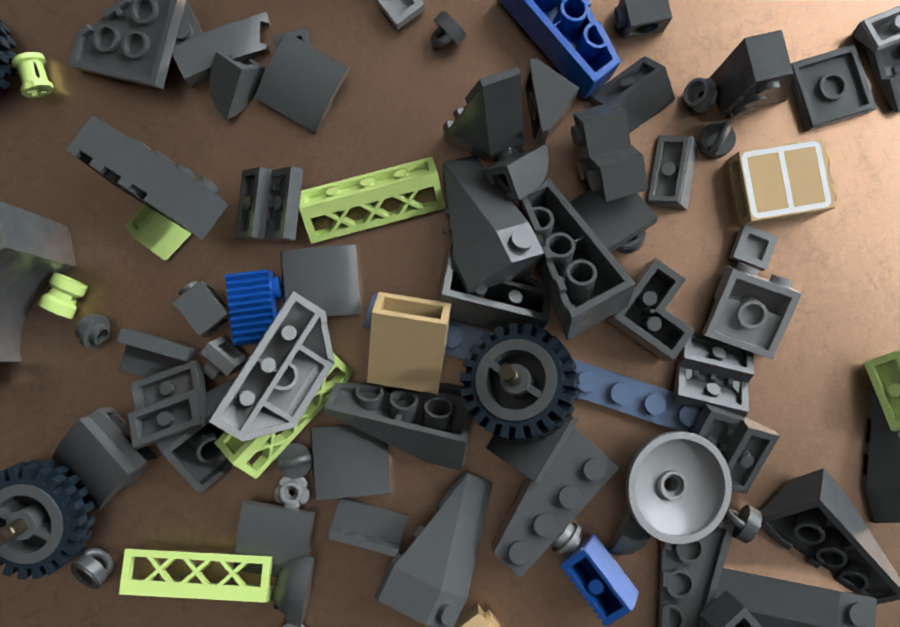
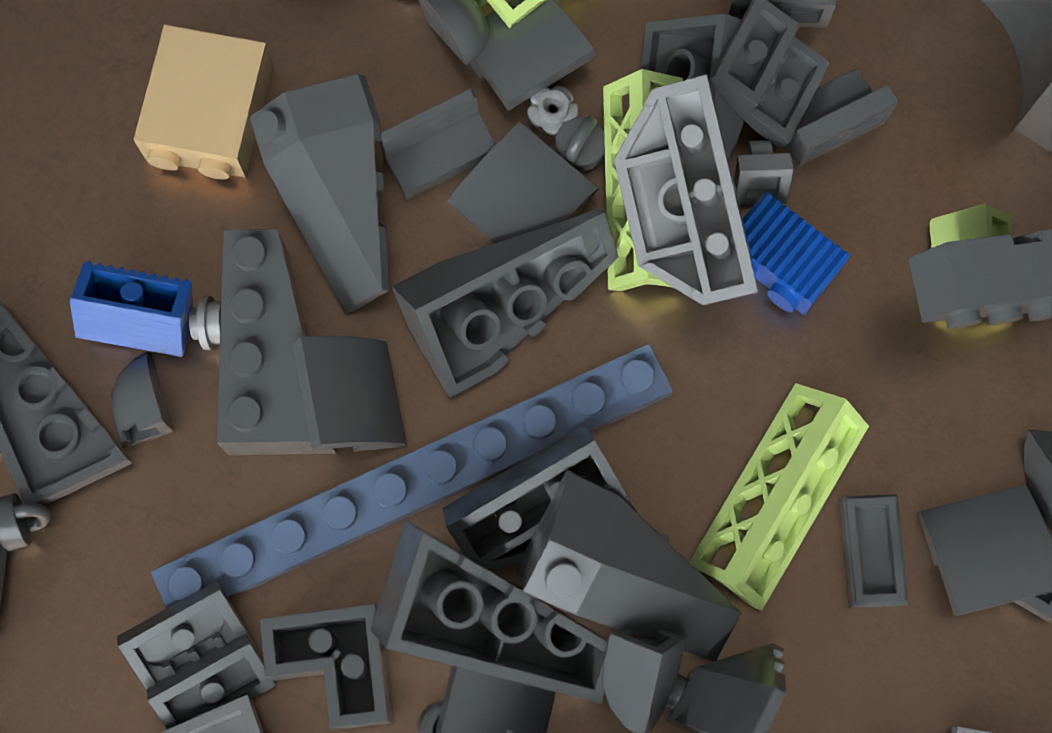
camera: 135 degrees right, 10 degrees down
(63, 295) = (993, 83): yellowish green wheel -> none
(93, 330) = (924, 79): dark grey plate -> none
(202, 308) = (839, 203): dark grey brick -> none
(269, 204) = (883, 377): dark grey slope -> none
(323, 277) = (742, 352): dark grey slope -> none
(354, 135) = (873, 551): none -> dark grey tile
(408, 342) = (581, 364): tan brick -> none
(520, 382) = (415, 429): wheel -> none
(697, 491) = (98, 475): light grey dish -> none
(739, 440) = (108, 584): dark grey slope -> none

